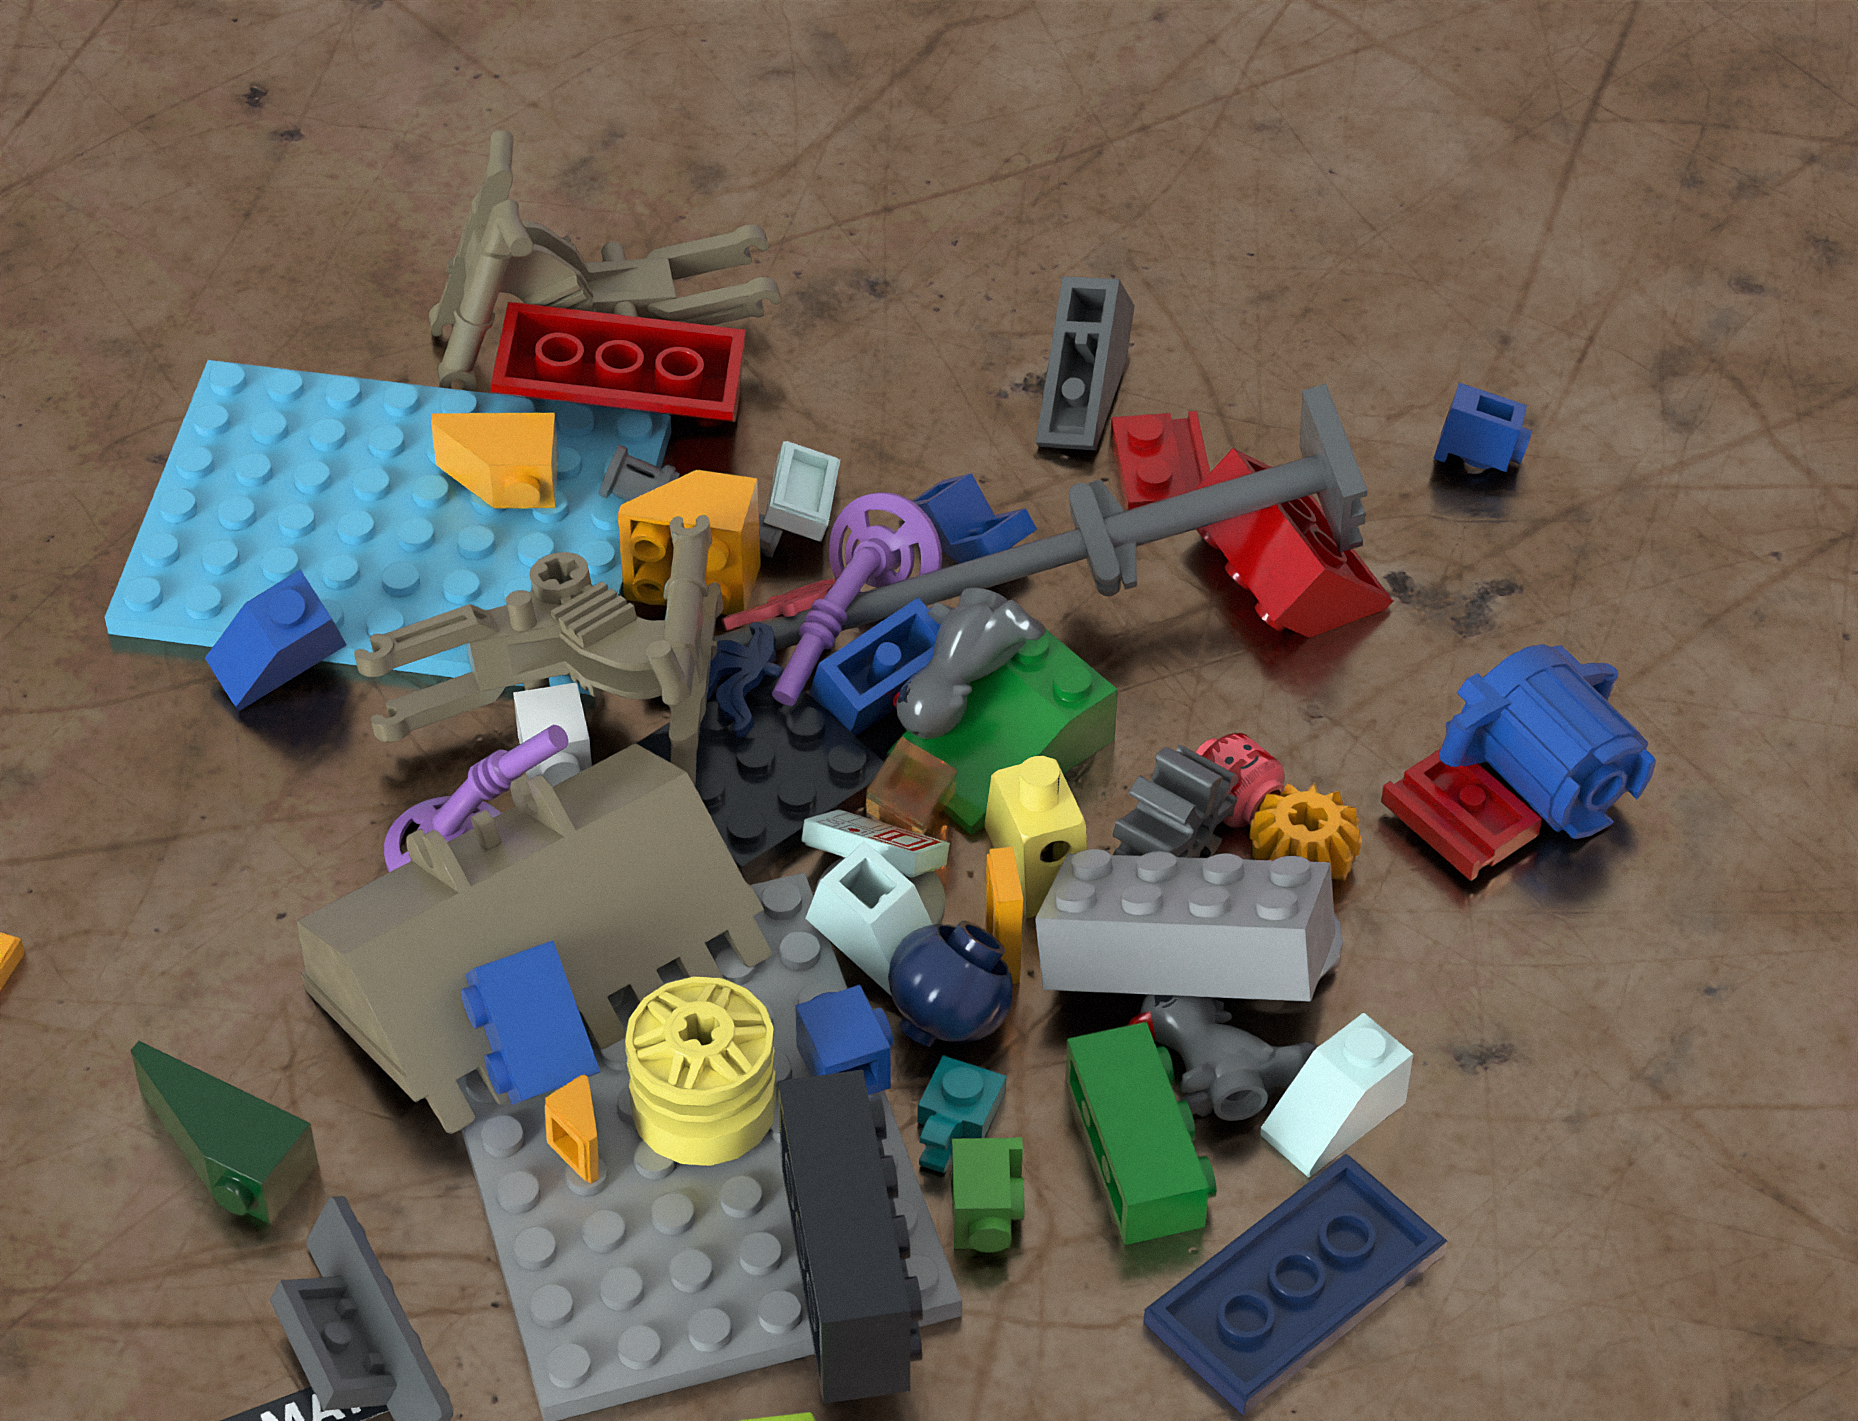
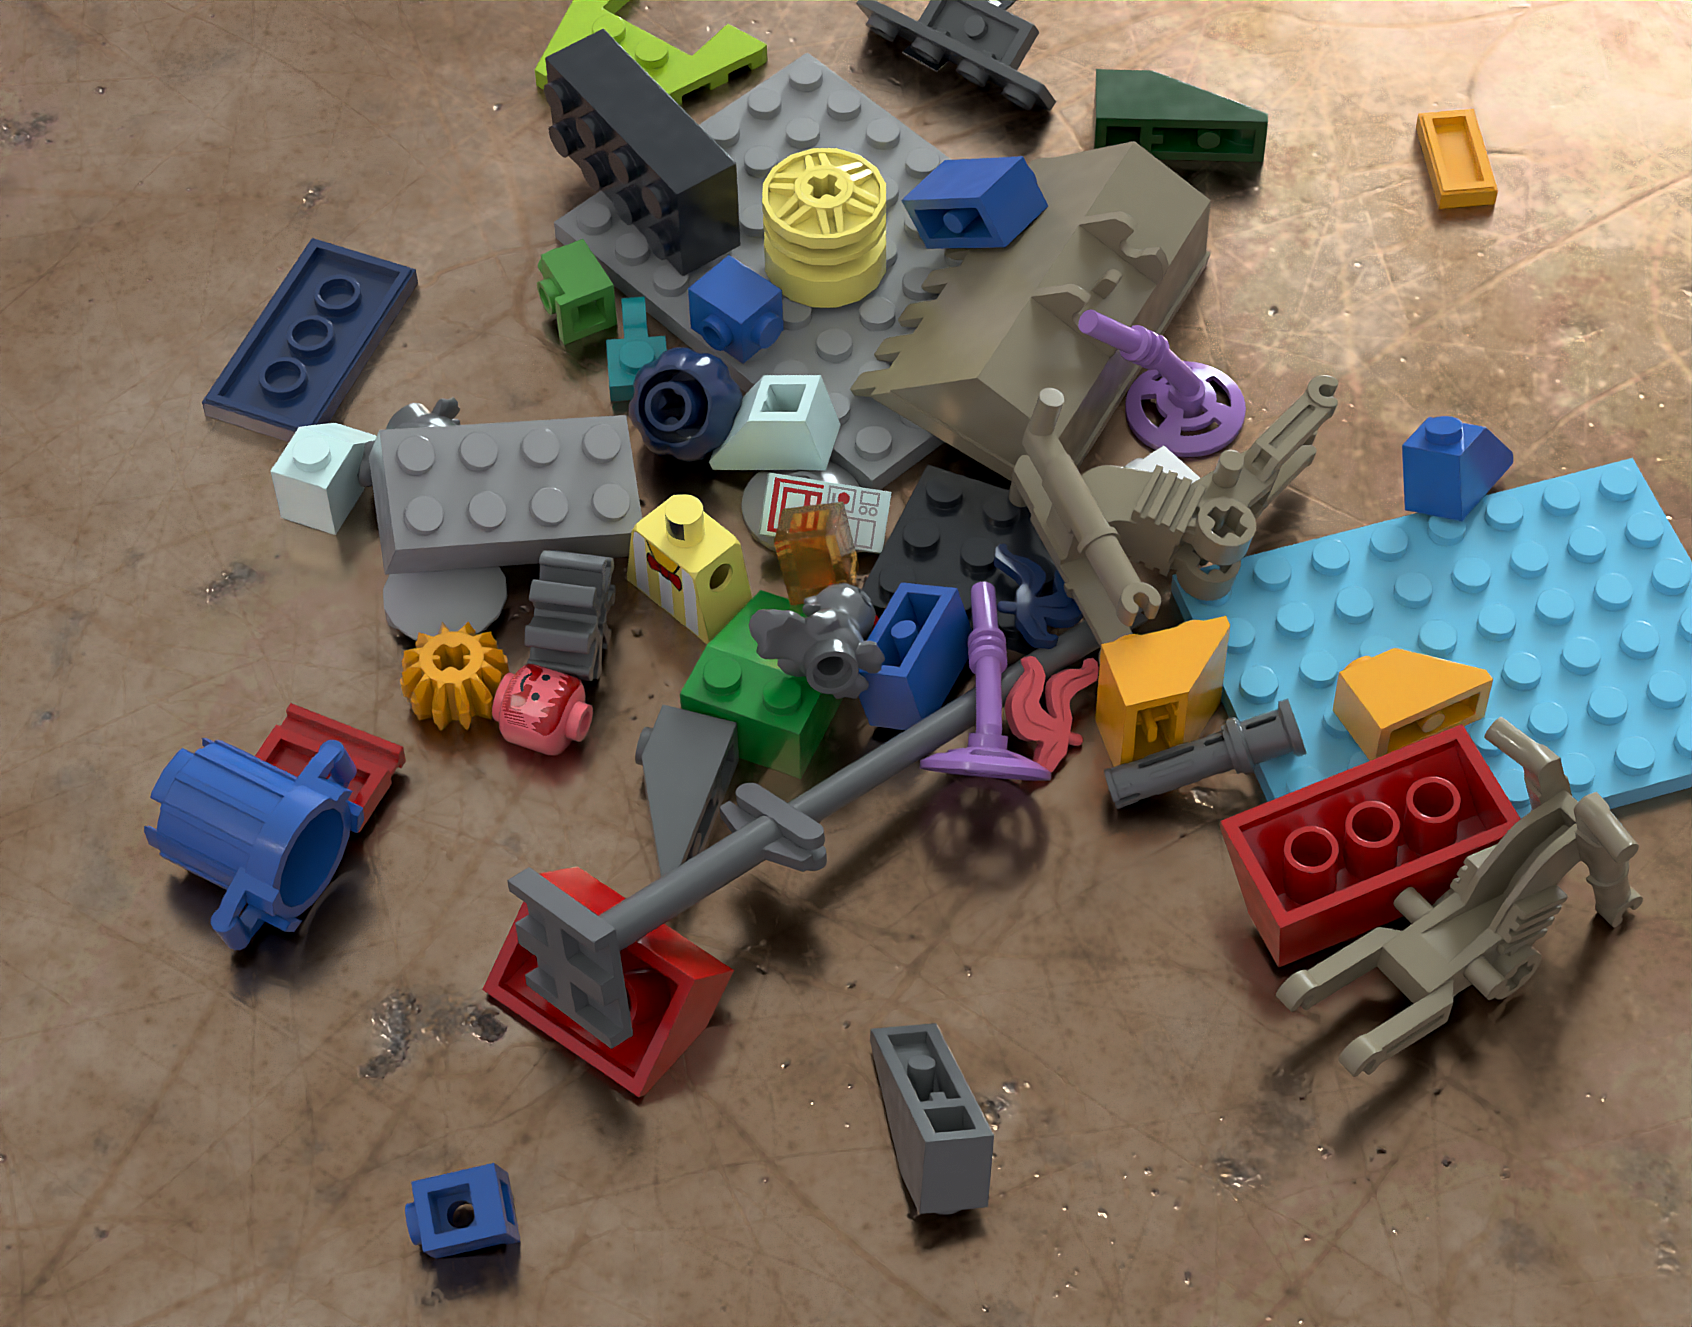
camera: 155 degrees right, 5 degrees up
(573, 1128) = (900, 171): light orange slope -> none
(802, 491) = (1119, 834): light aqua tile -> none
(967, 521) = (955, 890): blue slope -> none
(1005, 906) = (667, 455): light orange tile -> none
(1139, 1133) = (470, 360): green brick -> none
(1153, 652) = (686, 777): none -> dark grey slope
(1158, 456) = (792, 1051): red plate -> none

